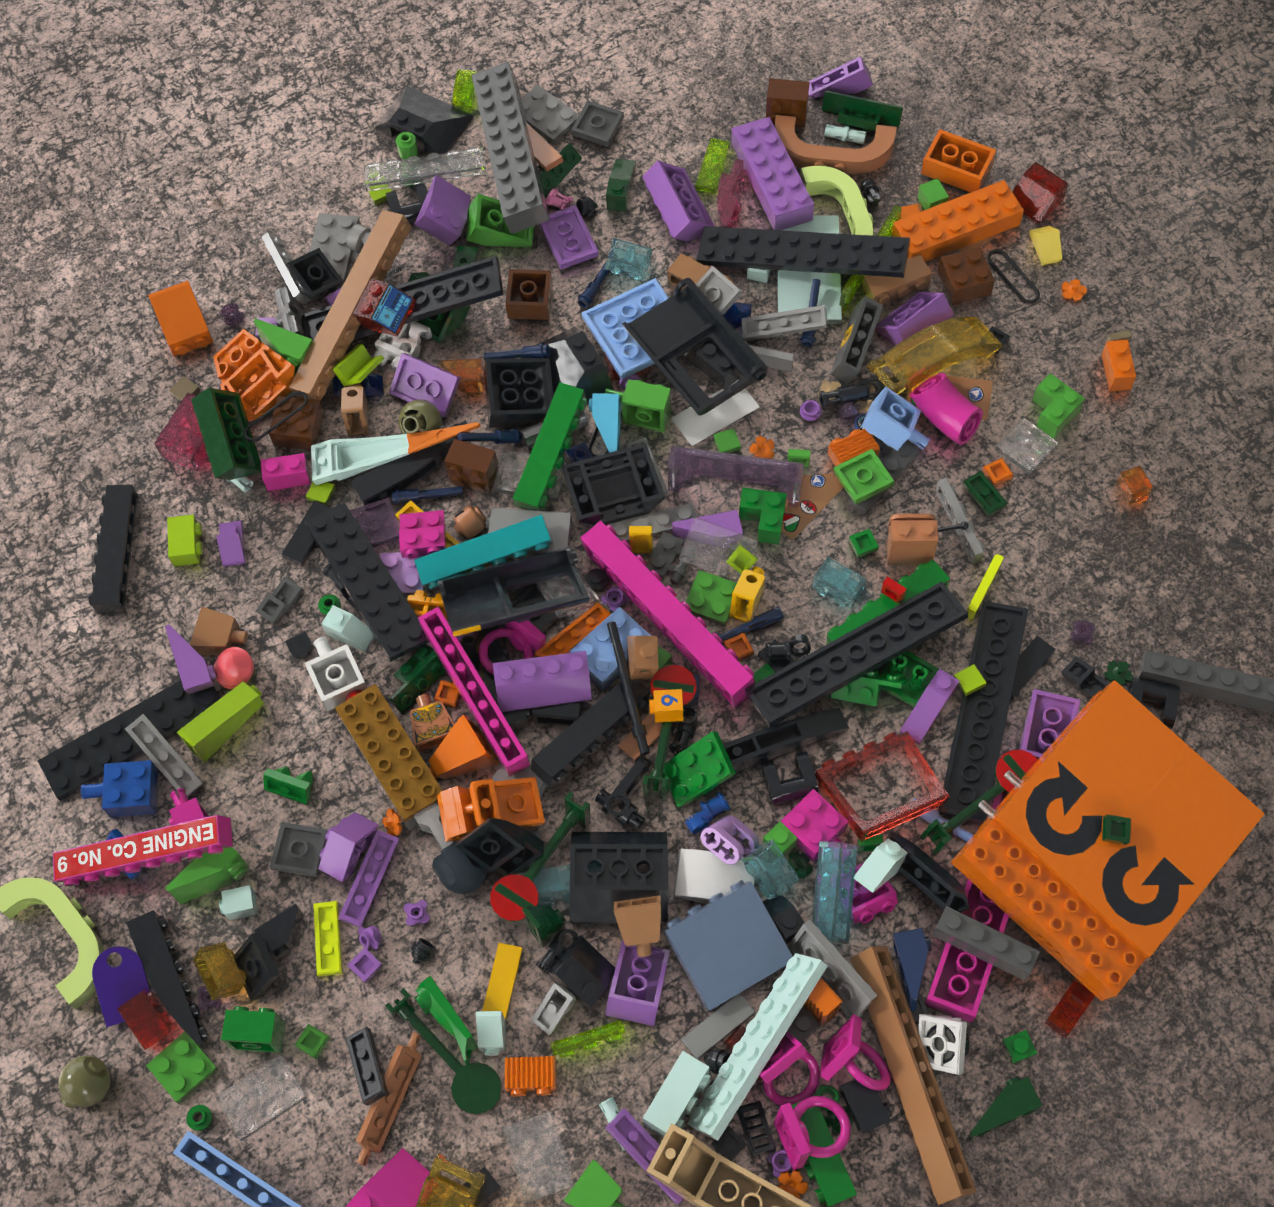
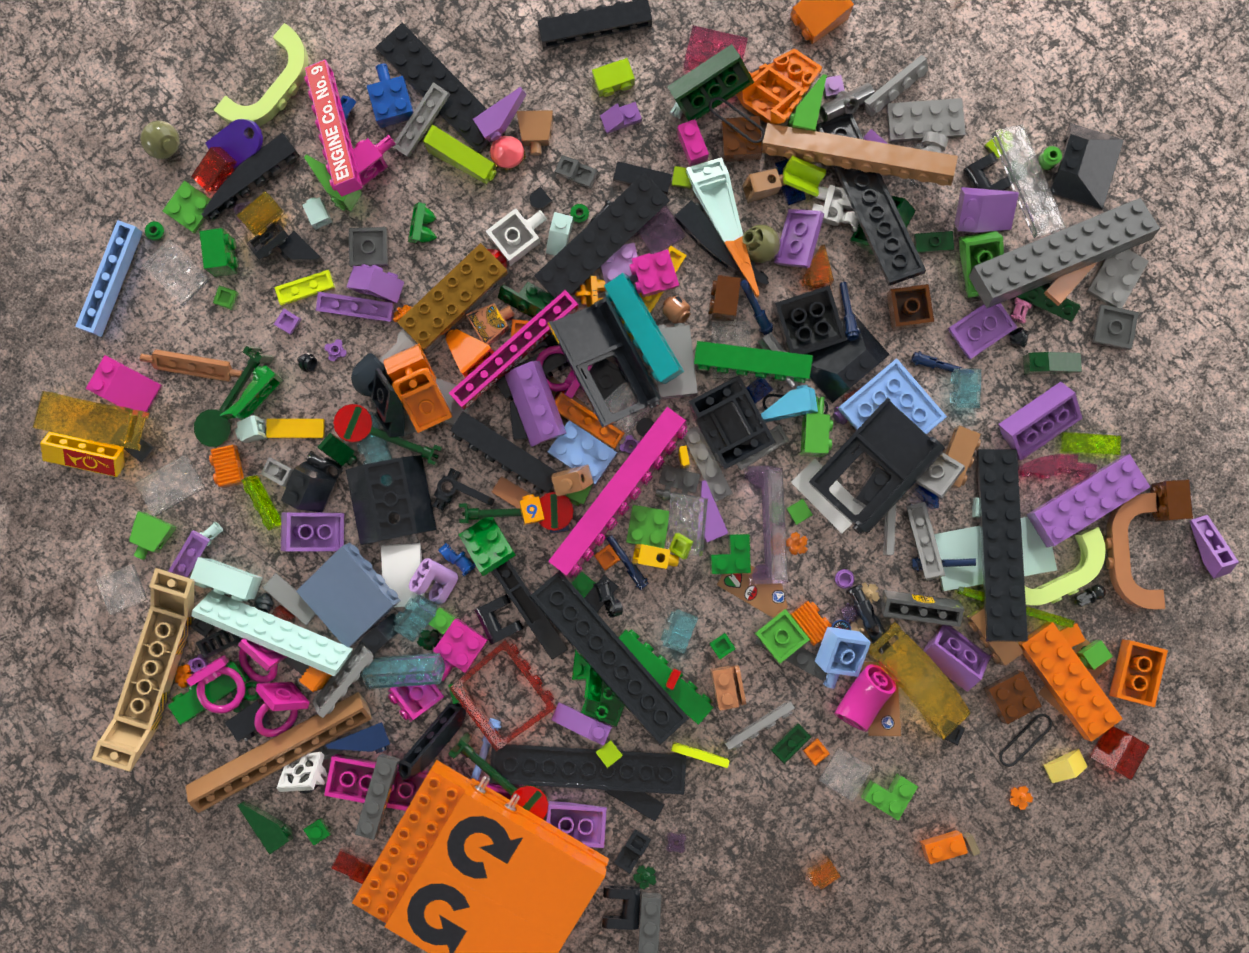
camera: 75 degrees right, 20 degrees up
(183, 386) = (757, 34): dark tan tile -> none
(229, 309) = (847, 51): clear purple plate -> none
(315, 274) = (889, 112): black slope -> none
(366, 1066) = (210, 343): black tile -> none
(369, 937) = (309, 319): medium lavender plate -> none
(383, 308) = (858, 184): slope -> none
(414, 495) = (694, 257): dark blue pin -> none
(463, 88) = (1128, 192): clear neon green slope -> none
(638, 730) = (510, 491): black bar -> none
(639, 922) = (351, 523): medium nougat torso -> none
(684, 732) = (519, 528): black connector -> none
(799, 456) = (792, 576): bright green tile -> none
(845, 134) = (1152, 561): light aqua pin -> none
(861, 111) = (1179, 572): dark green bracket -> none
(881, 865) = (429, 704): light aqua slope -> none
(964, 525) = (749, 730): black hinge -> none
(1116, 829) = (474, 890): dark green plate -> none

